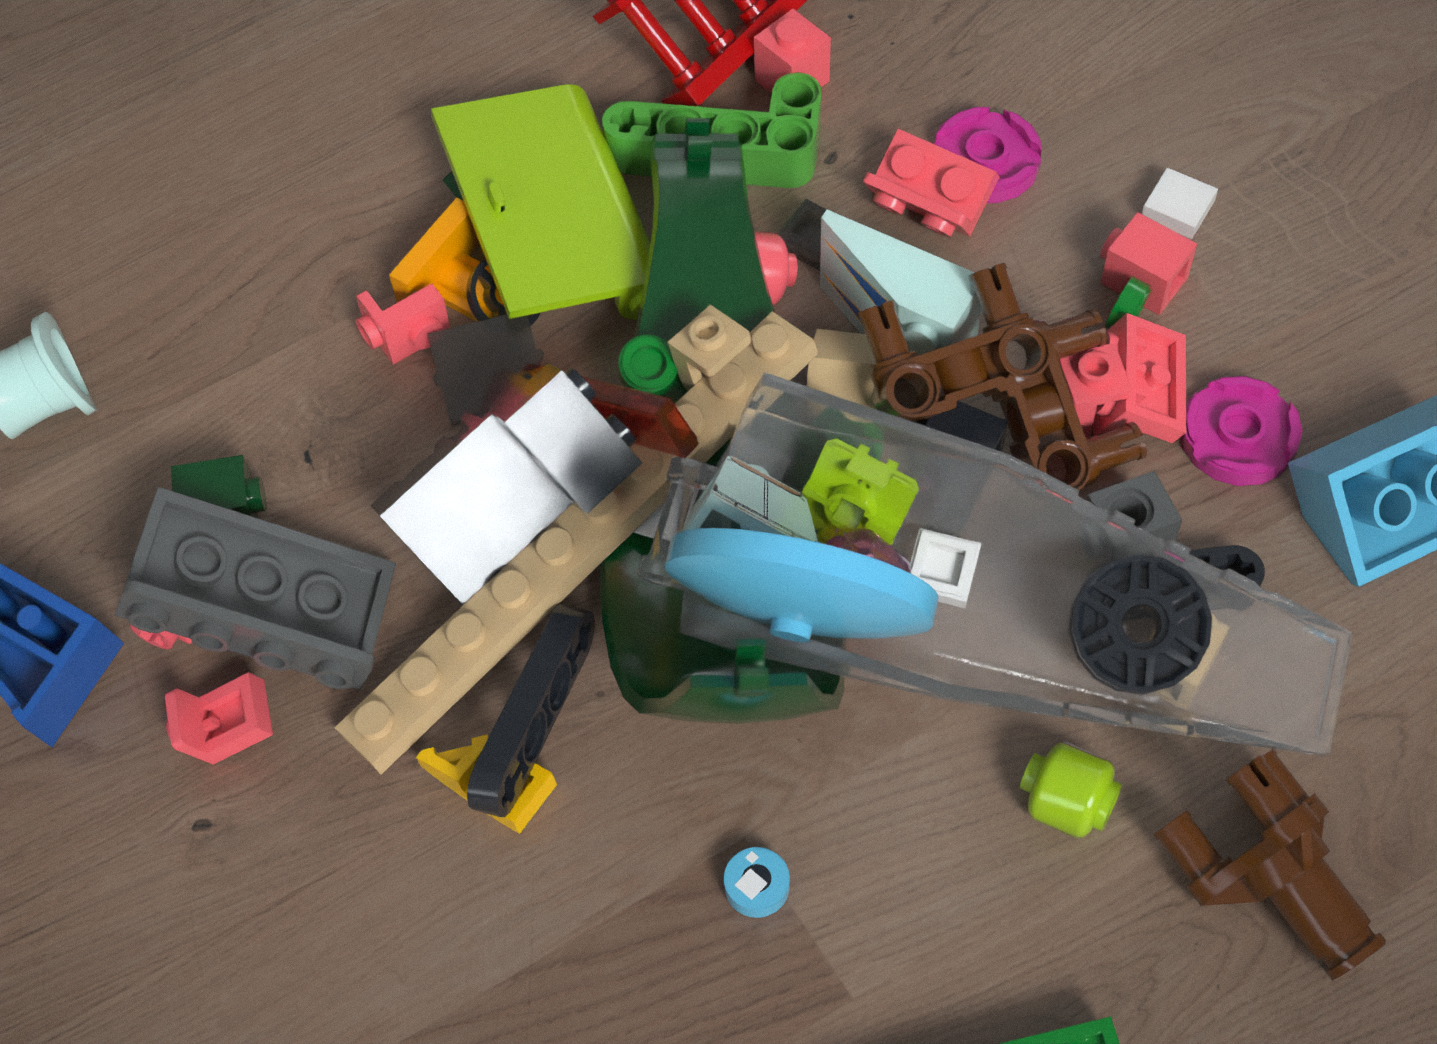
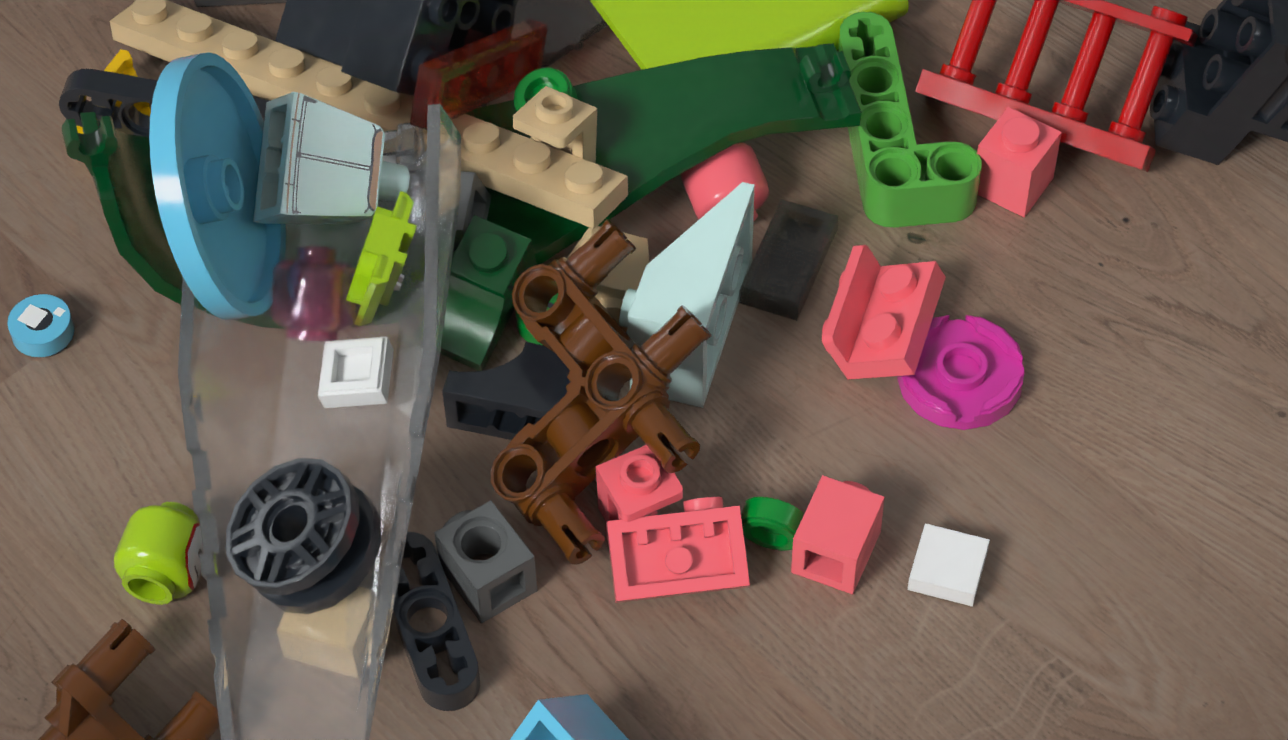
camera: 75 degrees right, 5 degrees down
(1241, 431) = (645, 664): dark pink tile -> none

